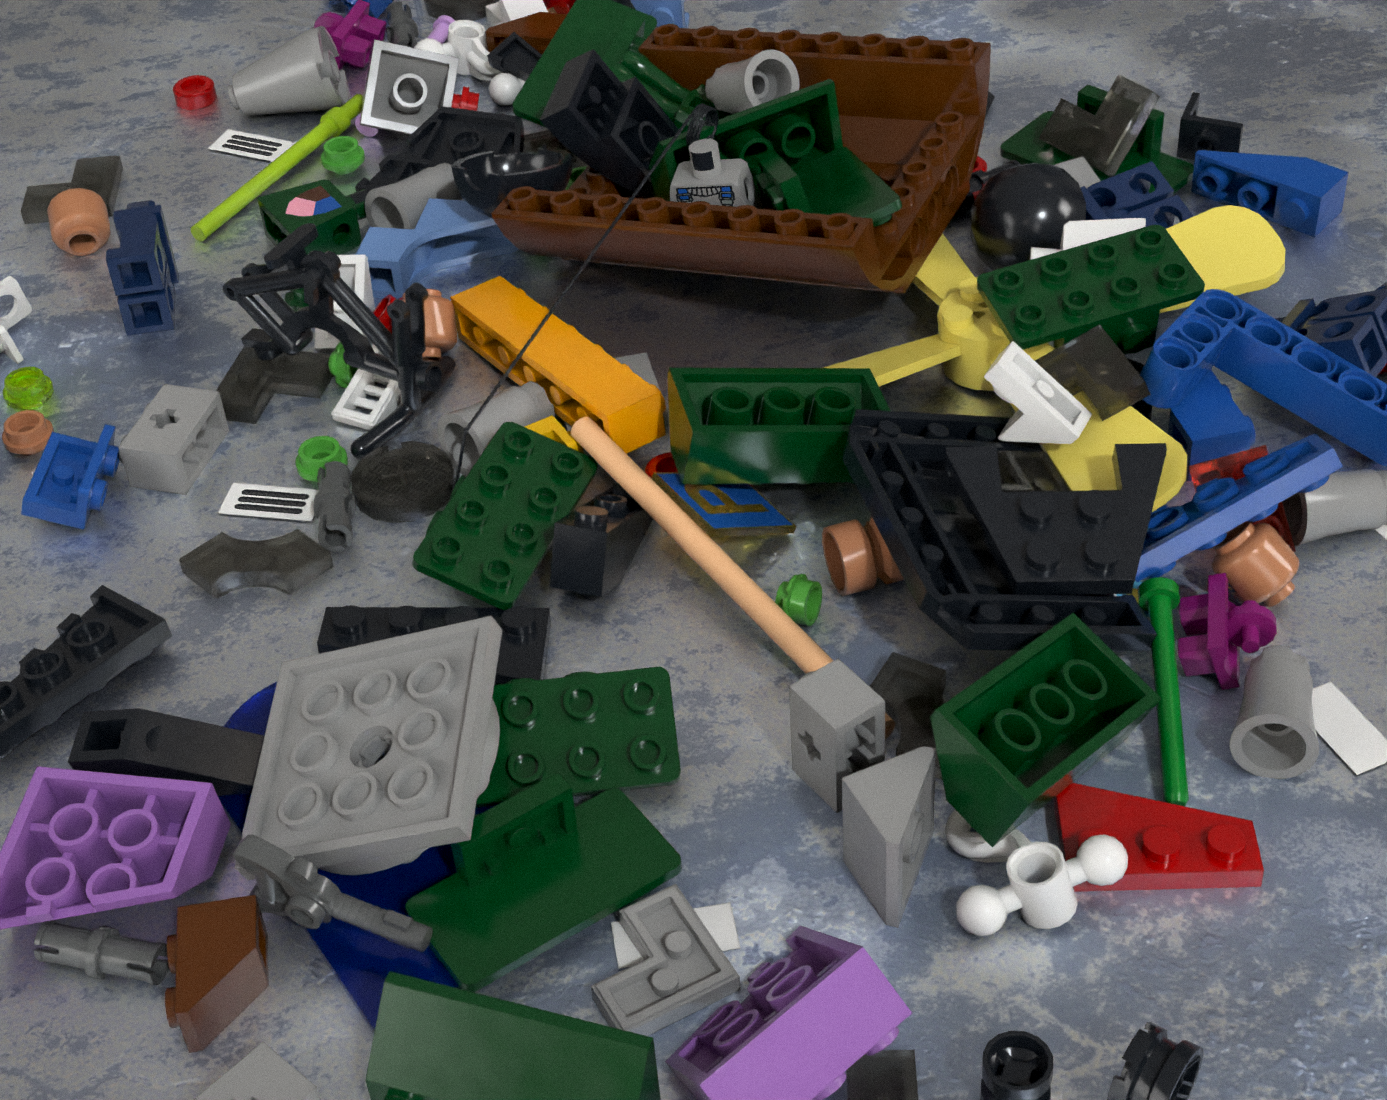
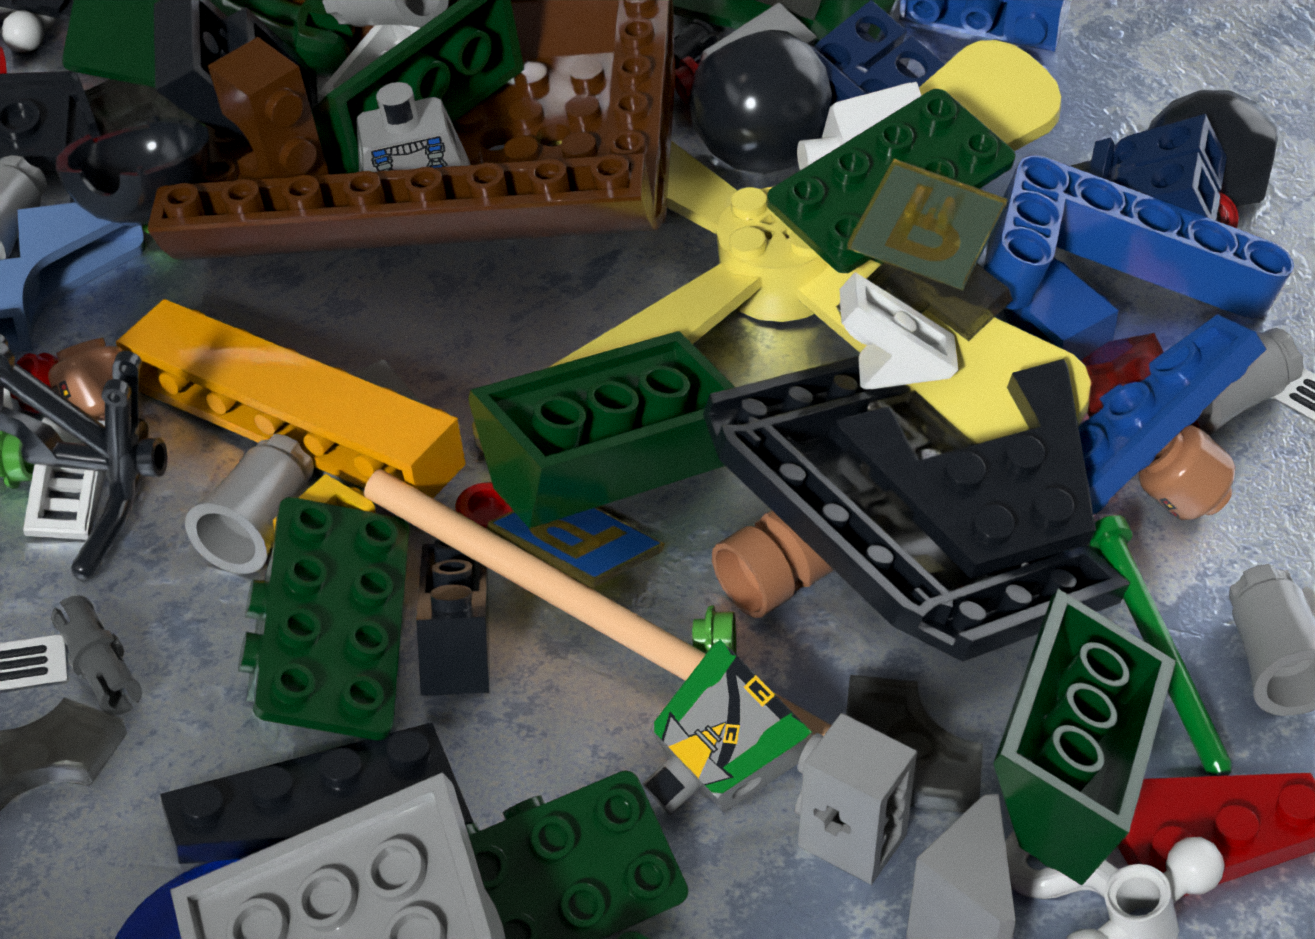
camera: 25 degrees left, 5 degrees up
(315, 453) = (39, 592): bright green plate -> none
(403, 482) = (162, 599): clear smoke tile -> none
(610, 143) = (271, 107): none -> reddish brown arch
(705, 111) = (377, 55): black piece -> none
(753, 663) = (723, 735): none -> torso
(827, 186) = (544, 112): dark green bracket -> none
(1099, 321) = (927, 224): none -> piece
(1227, 630) = (1208, 550): magenta hips -> none

